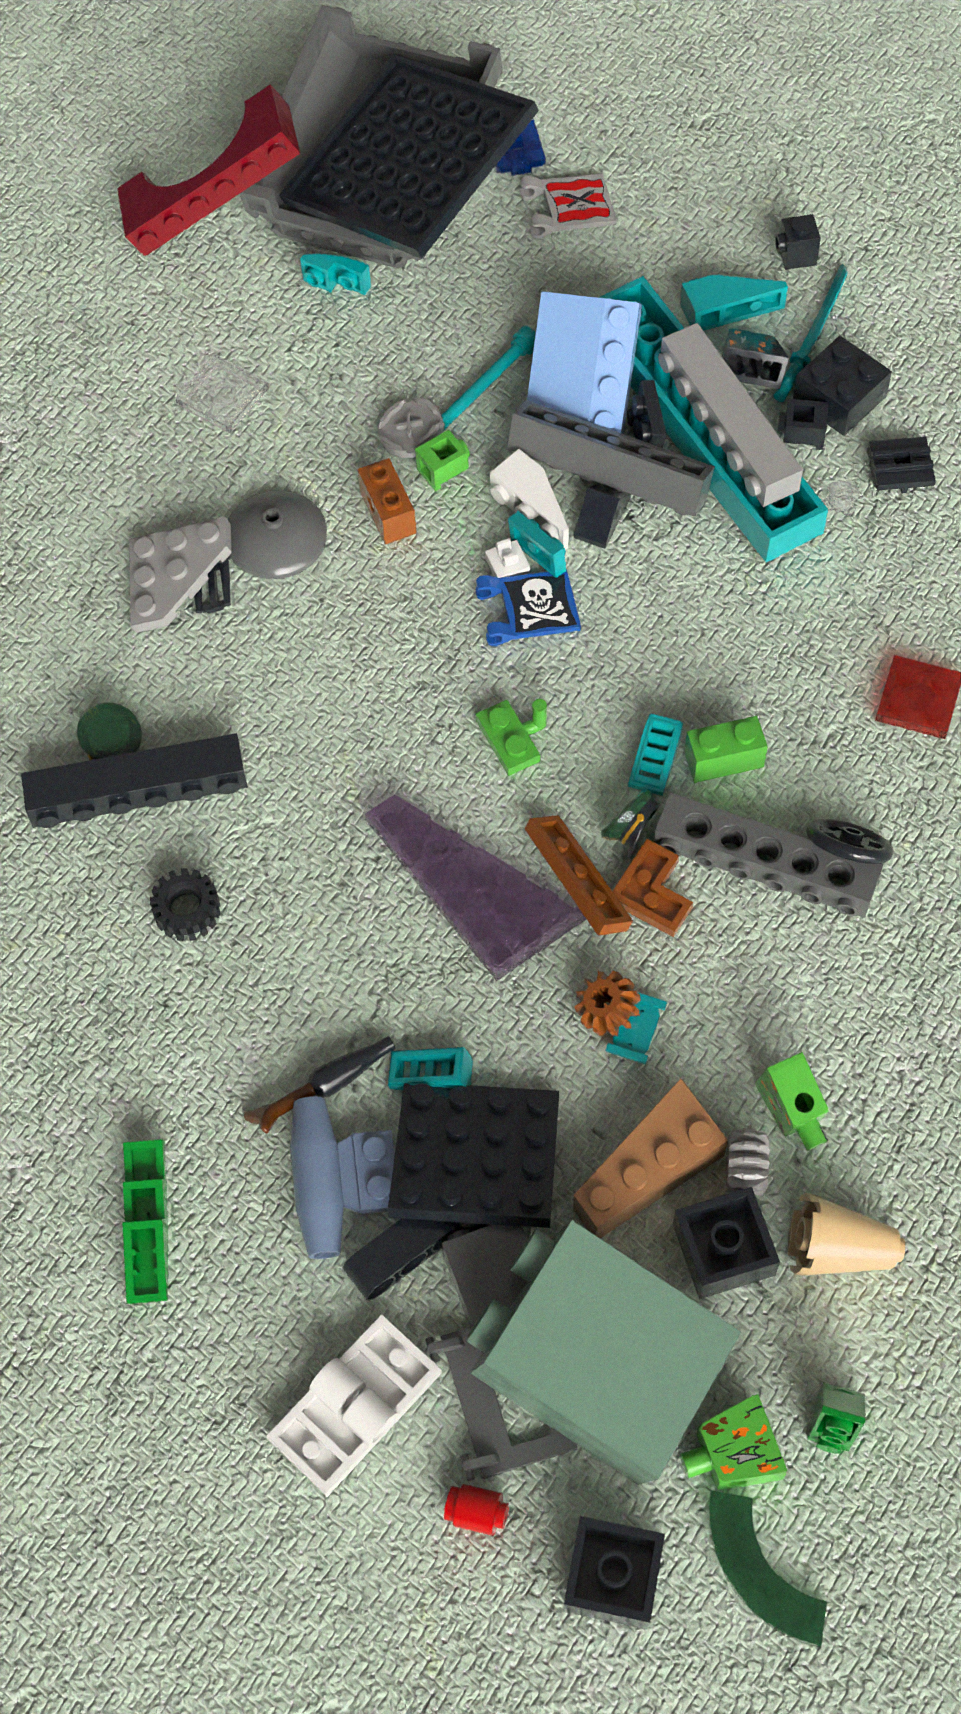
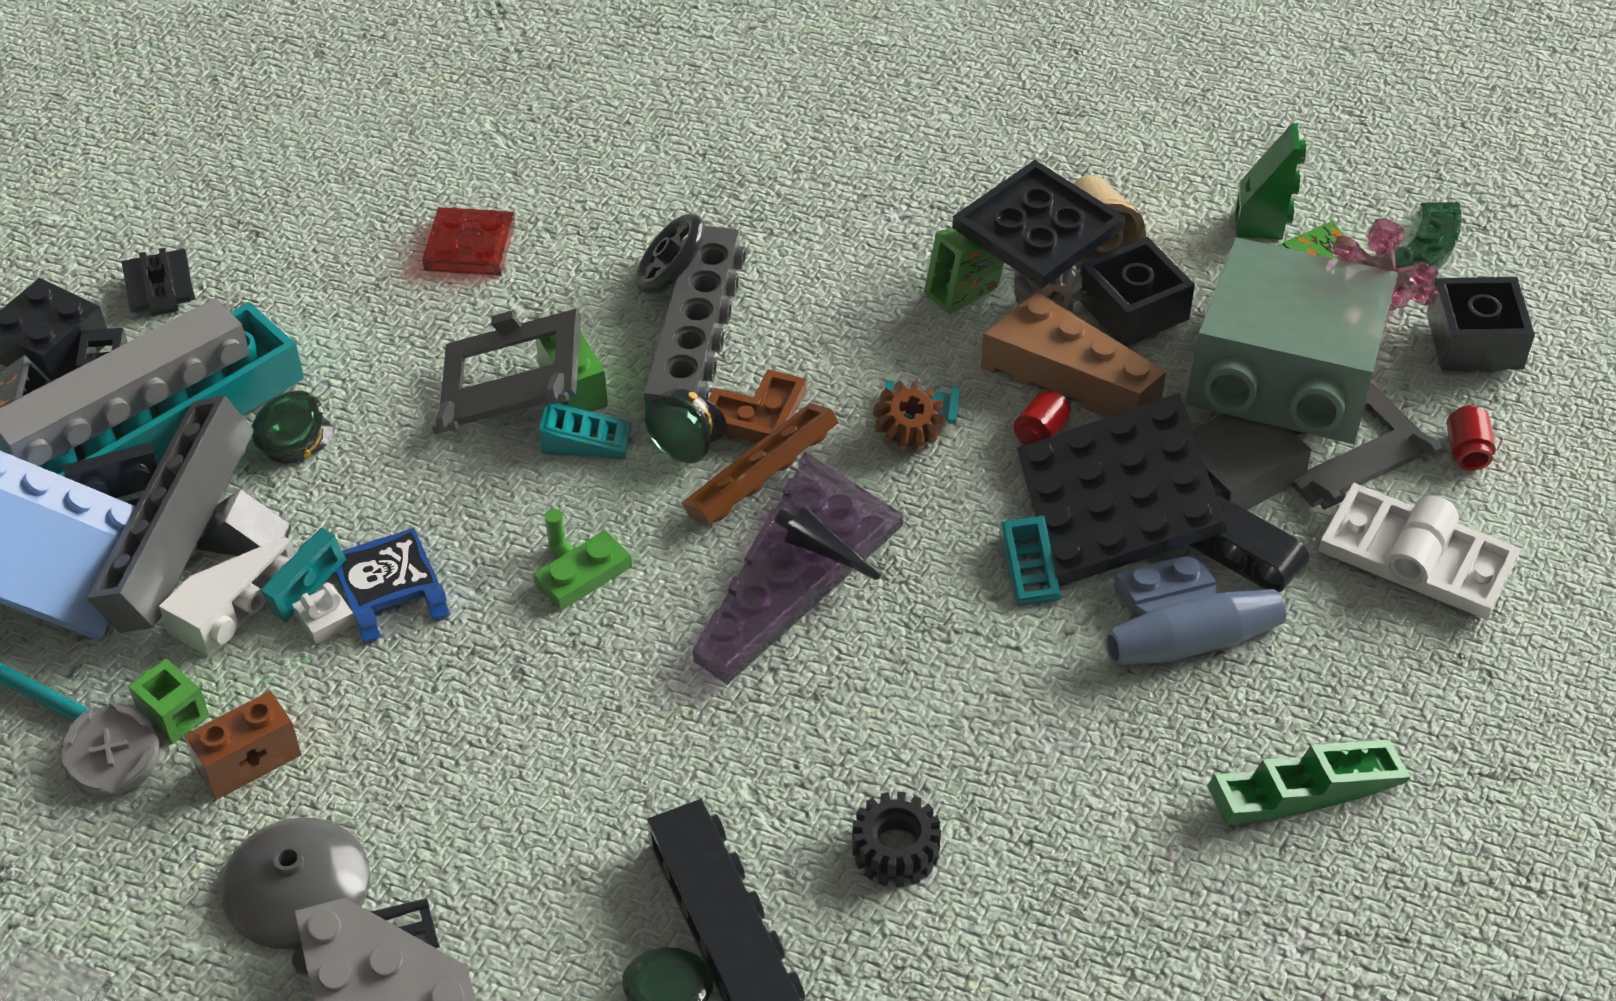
camera: 105 degrees left, 15 degrees down
(322, 1082) = (1082, 650): black piece -> none
(483, 893) = (811, 534): none -> black piece
(585, 1120) = (1042, 417): none -> red brick
(687, 1500) = (1384, 239): none -> clear pink plant
(696, 689) = (515, 392): none -> dark grey piece
(703, 549) = (291, 427): none -> clear green piece
(792, 1144) = (1038, 223): none -> black plate

